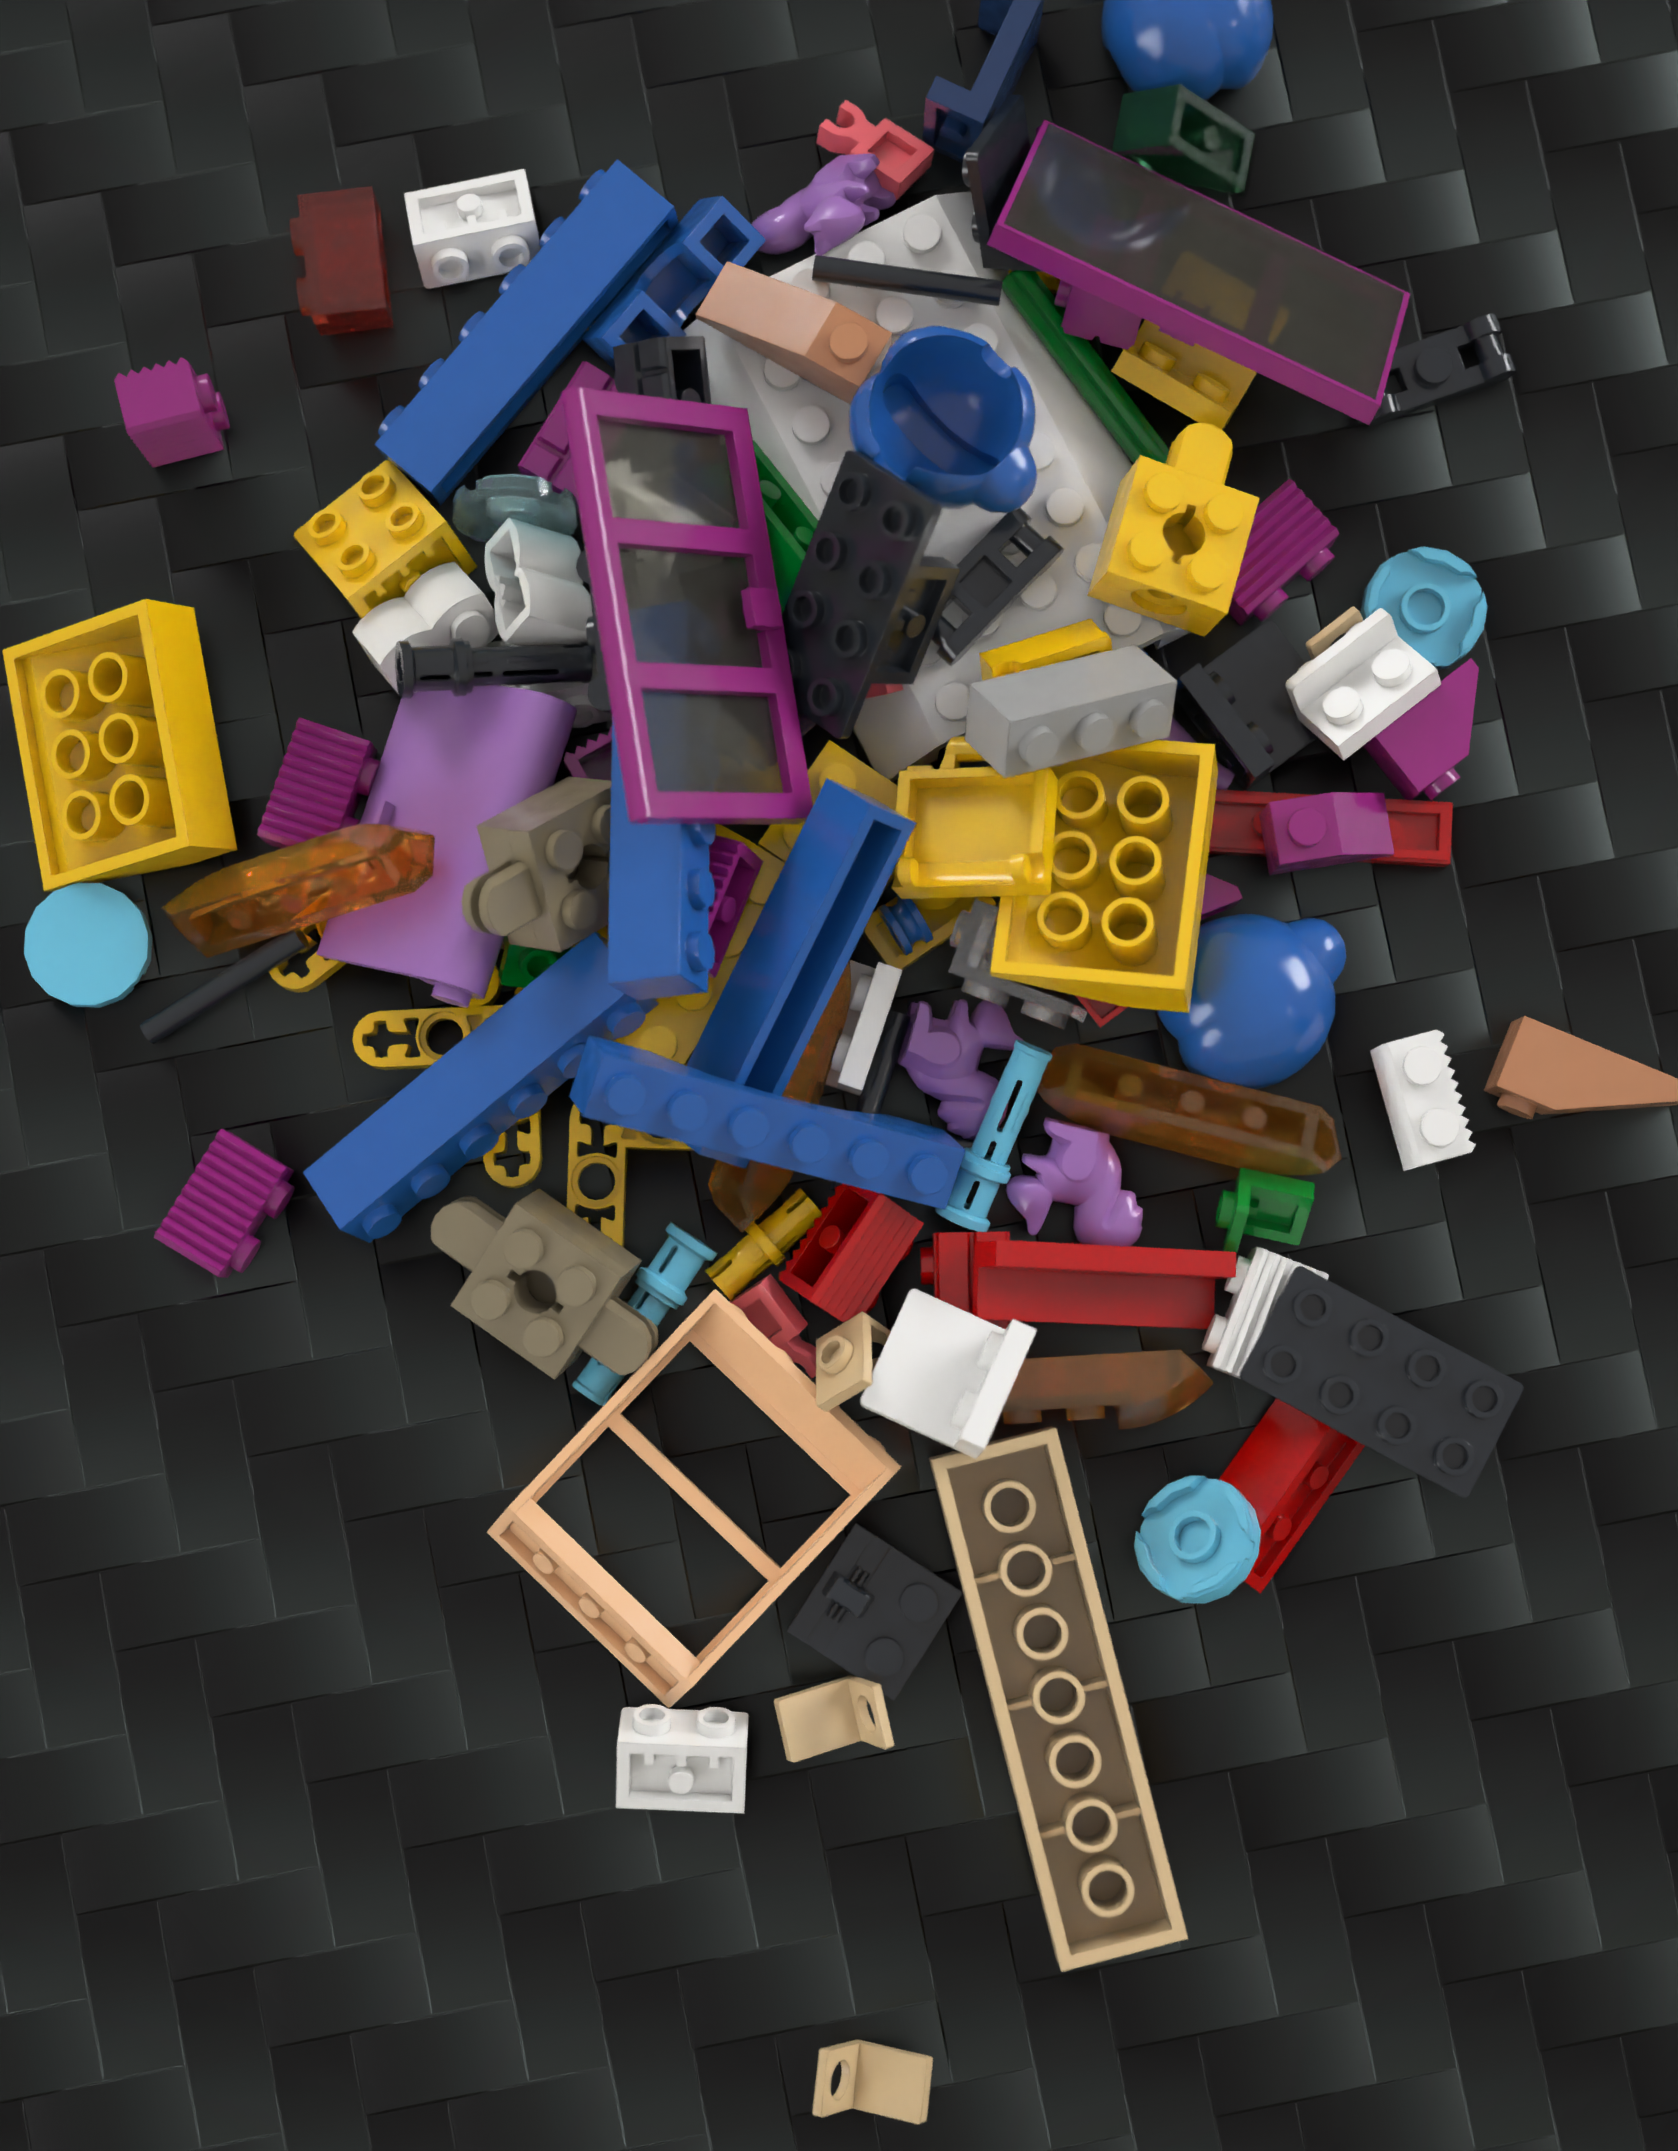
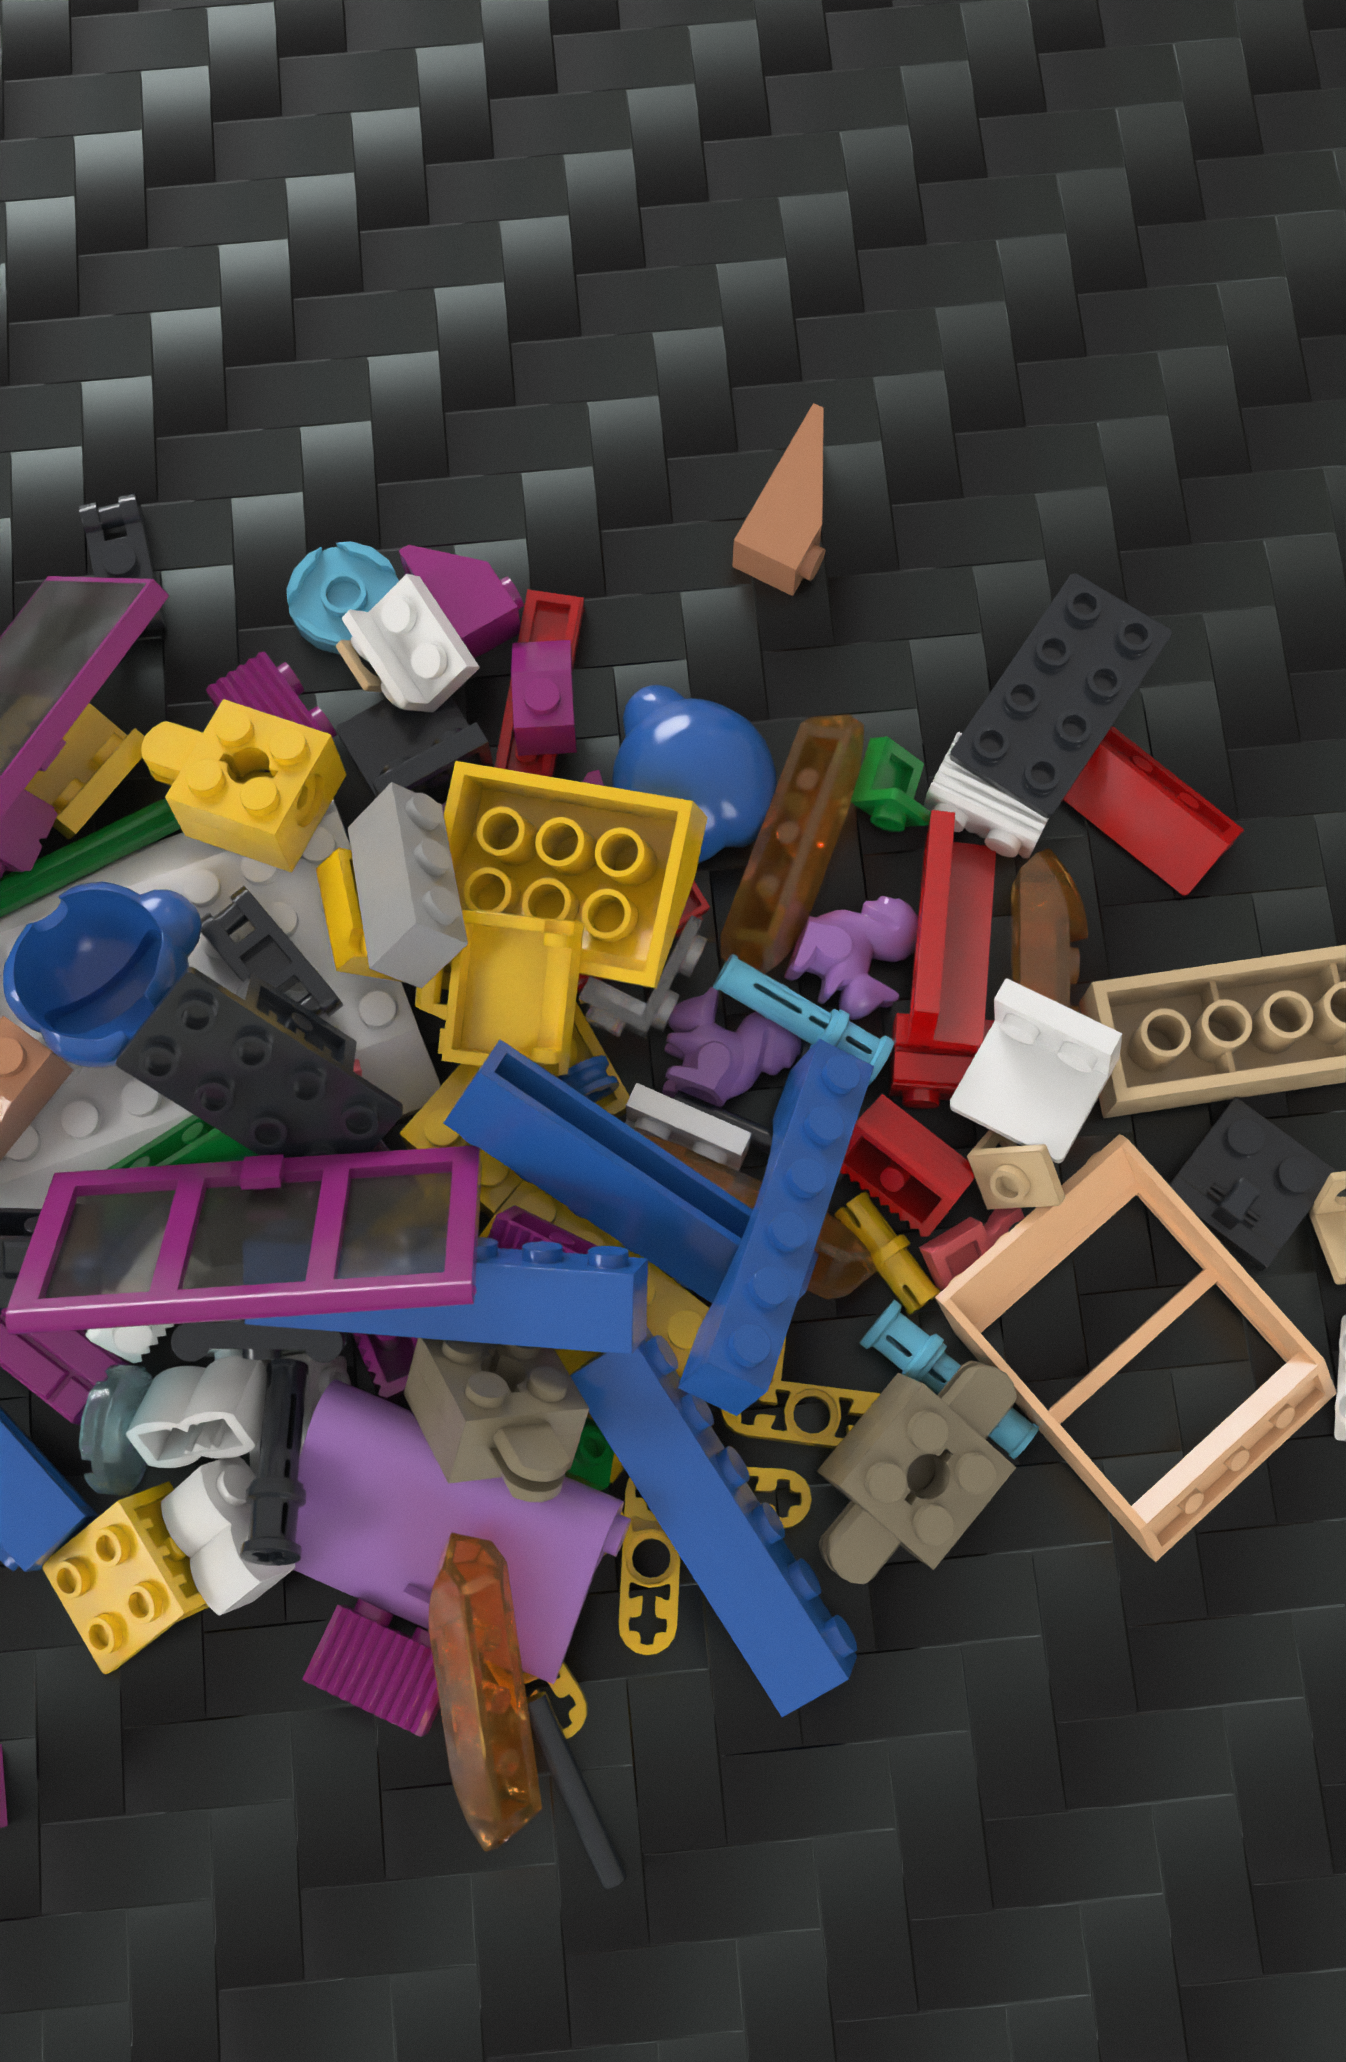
camera: 80 degrees left, 10 degrees down
(88, 945) = (513, 1942): medium azure tile -> none
(119, 746) = (303, 1888): yellow slope -> none
(226, 1205) = (807, 1809): magenta brick -> none
(1197, 1539) = (1196, 874): medium azure tile -> none
(1422, 1099) = (801, 639): white brick -> none

